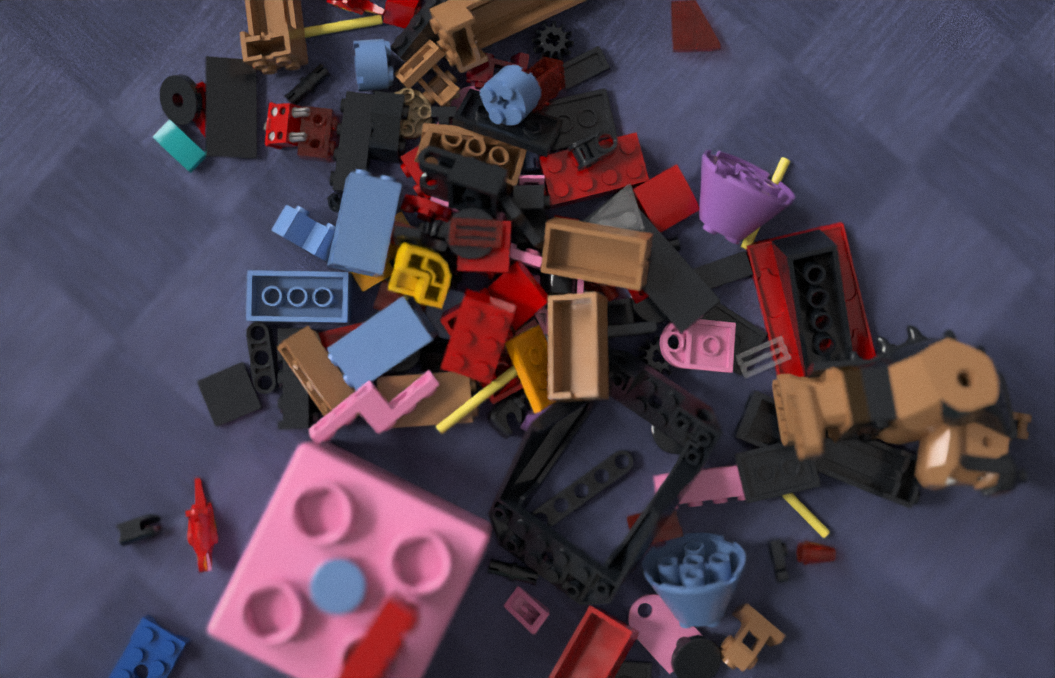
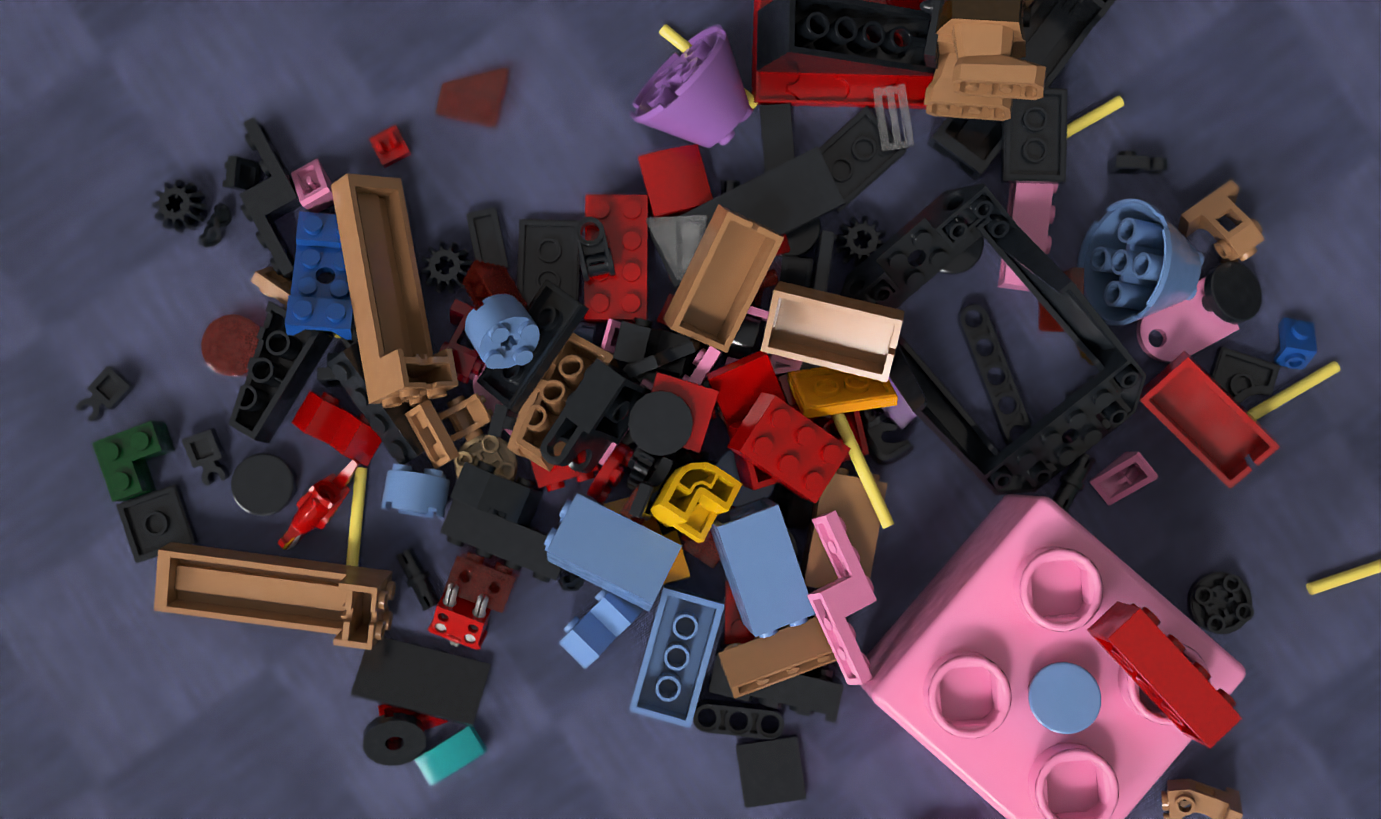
camera: 80 degrees left, 0 degrees up
(476, 222) = (653, 444): clear red tile -> none
(702, 347) = (866, 185): bright pink tile -> none
(814, 553) = (1140, 120): clear red cone -> none

